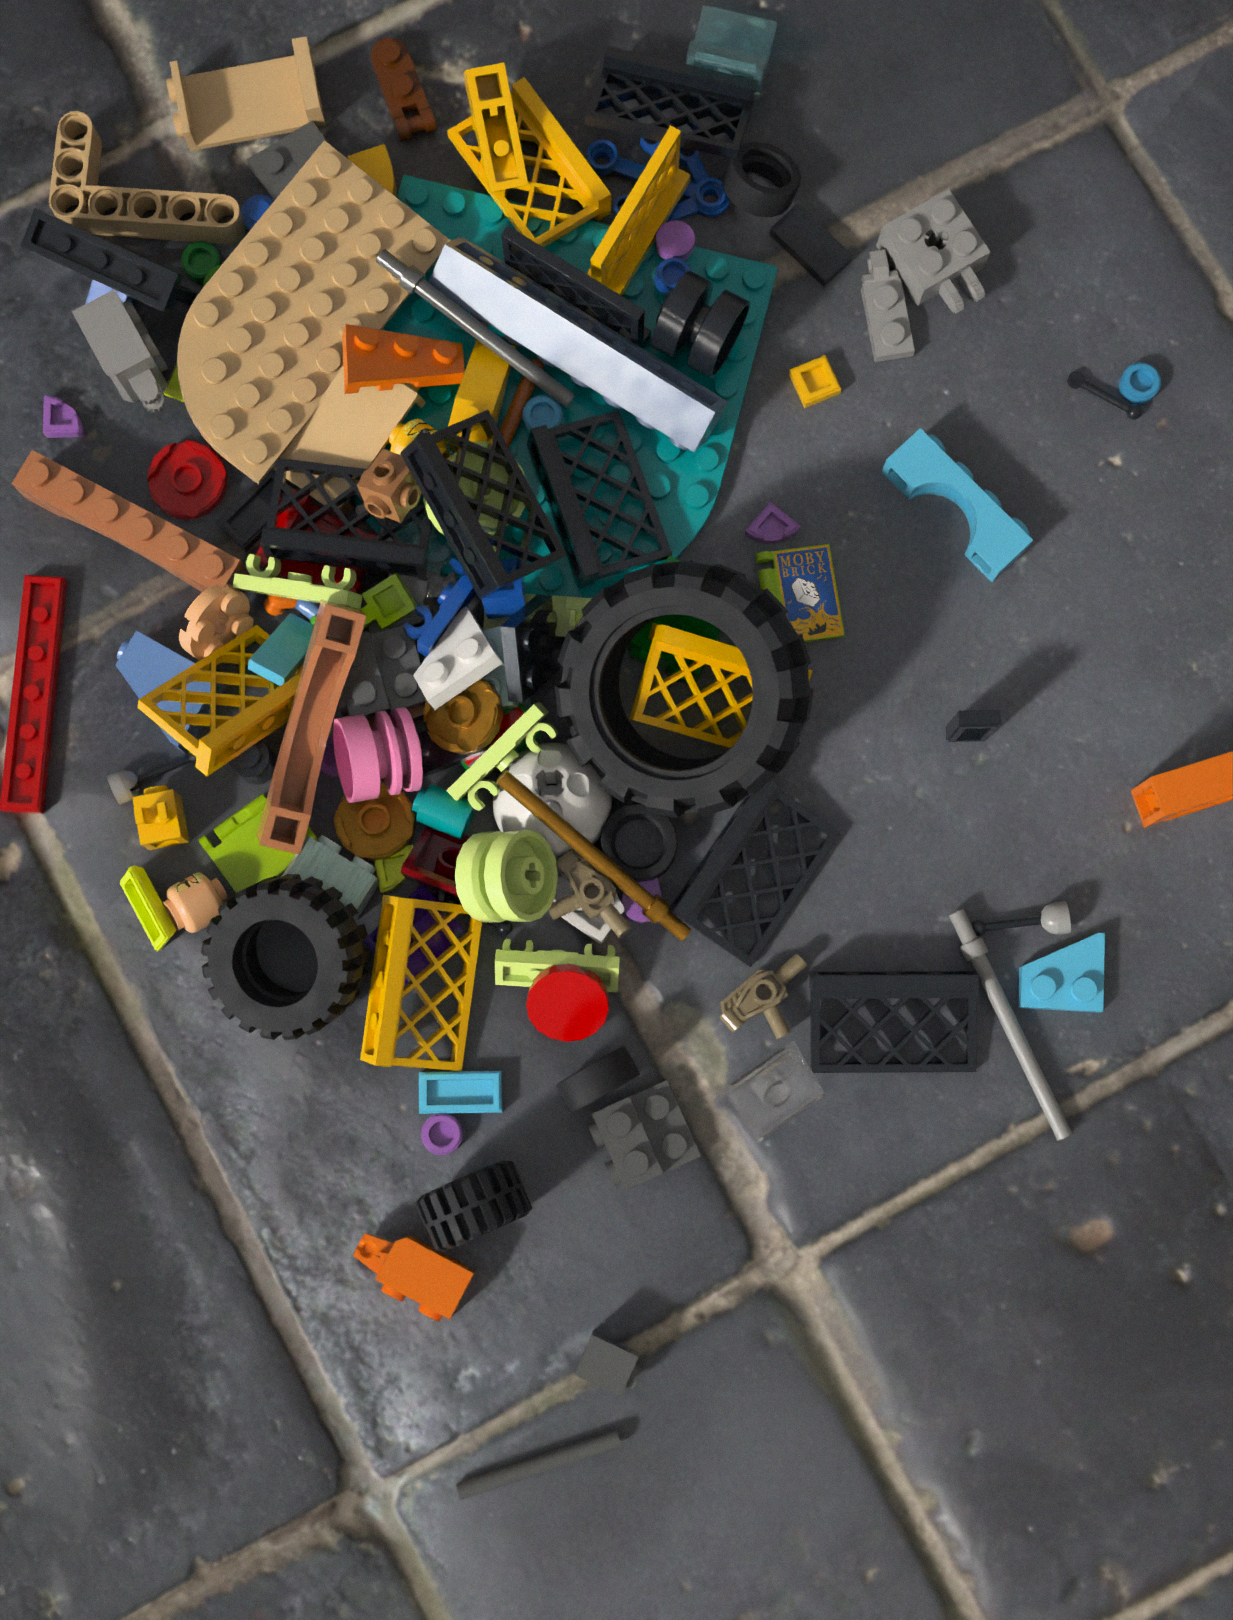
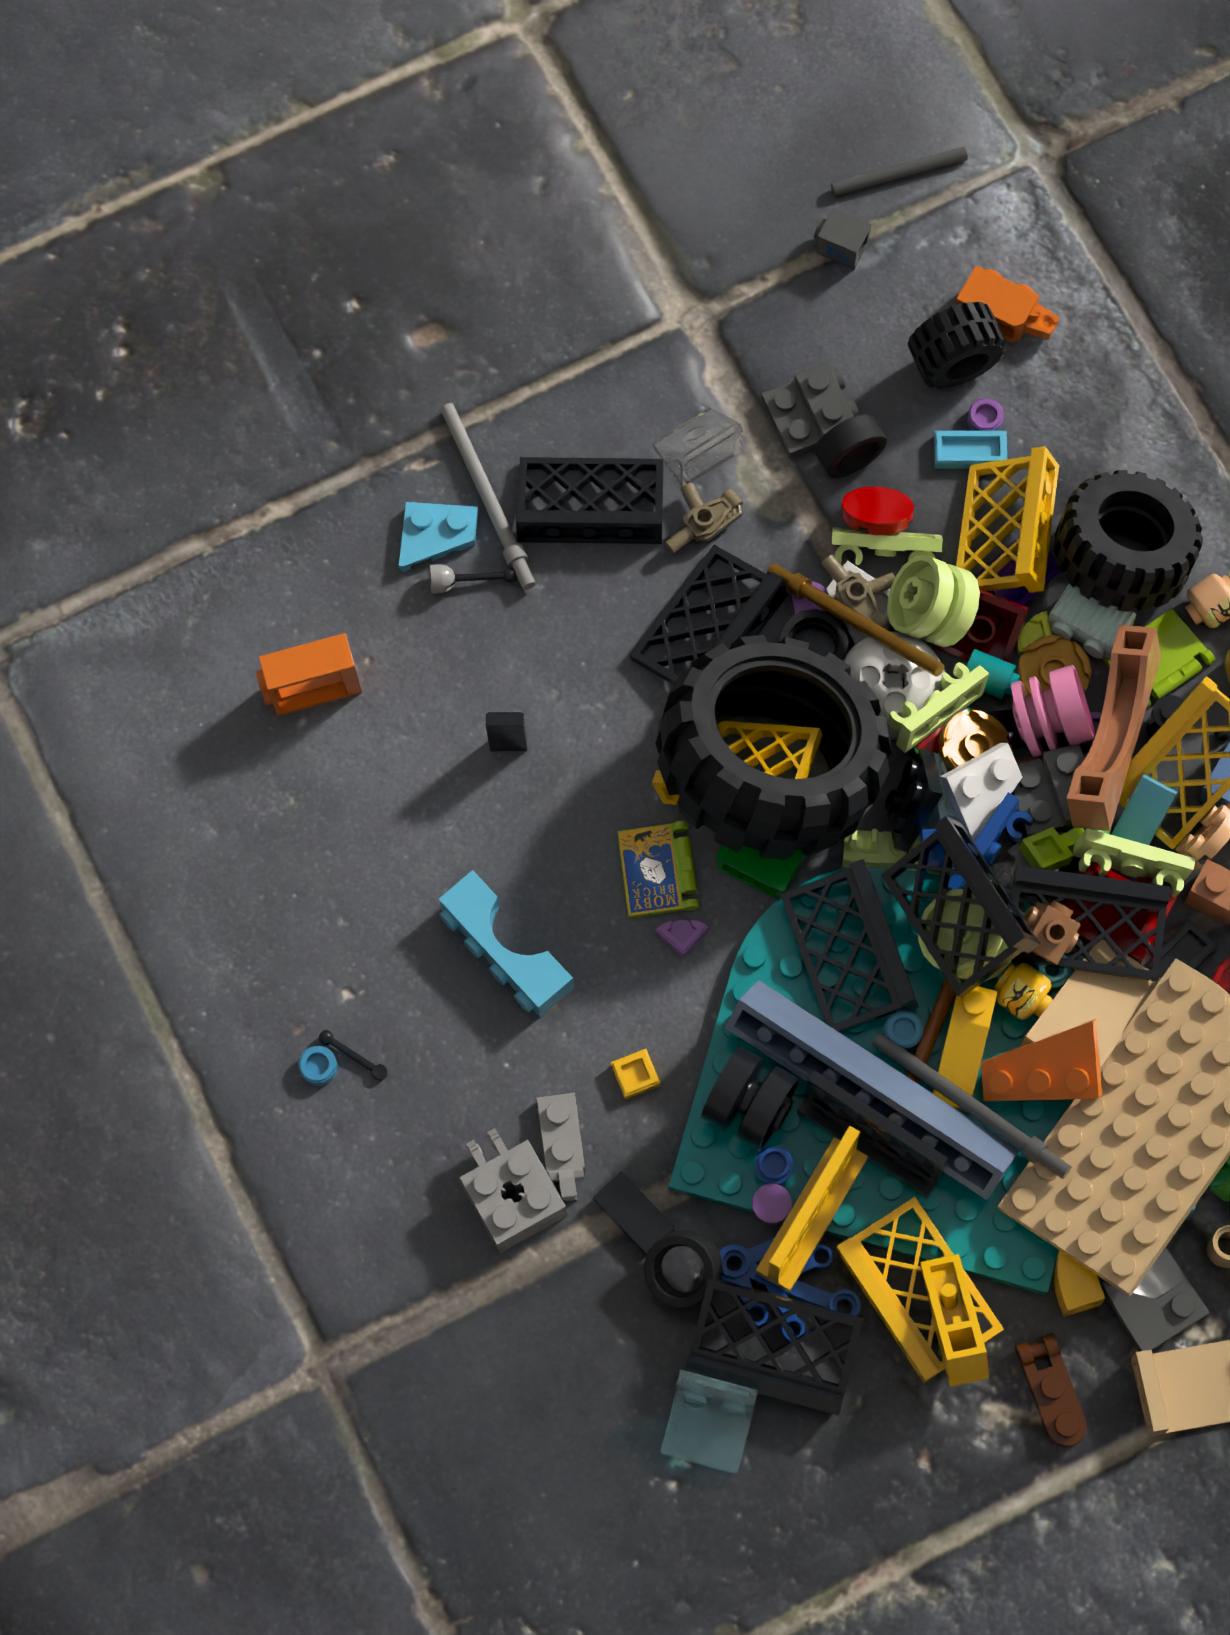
camera: 175 degrees left, 10 degrees down
(254, 209) = (1192, 1254): blue plate -> none

